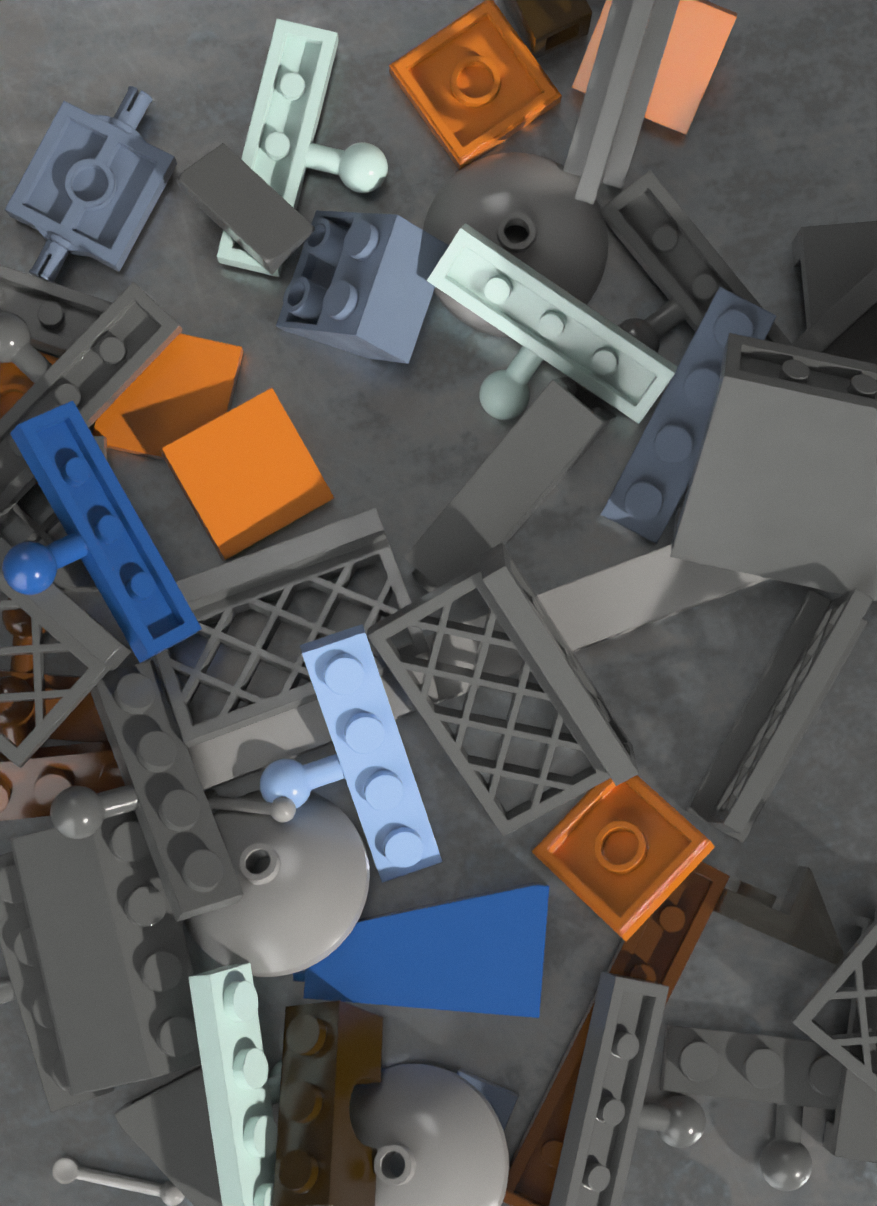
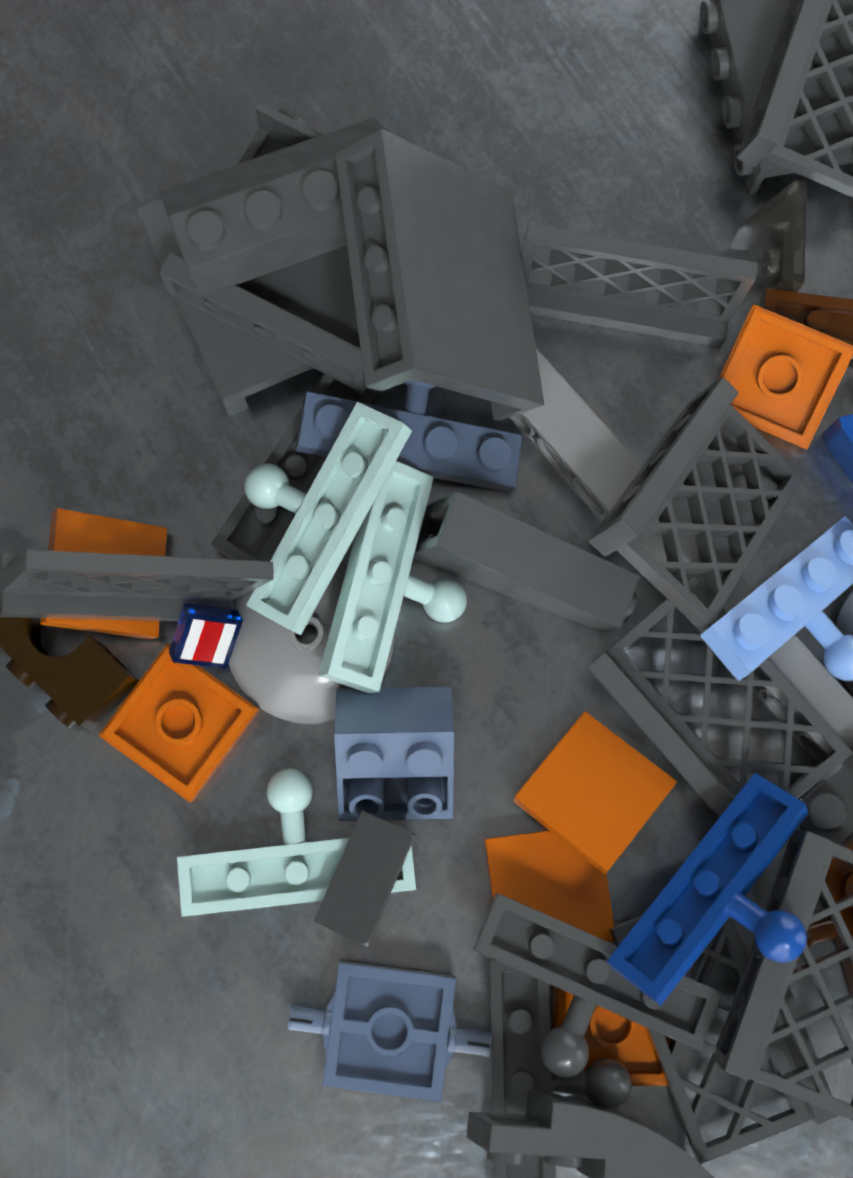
camera: 115 degrees left, 5 degrees down
(553, 132) = (205, 636): none -> tile
(628, 285) = (325, 515): none -> light aqua plate

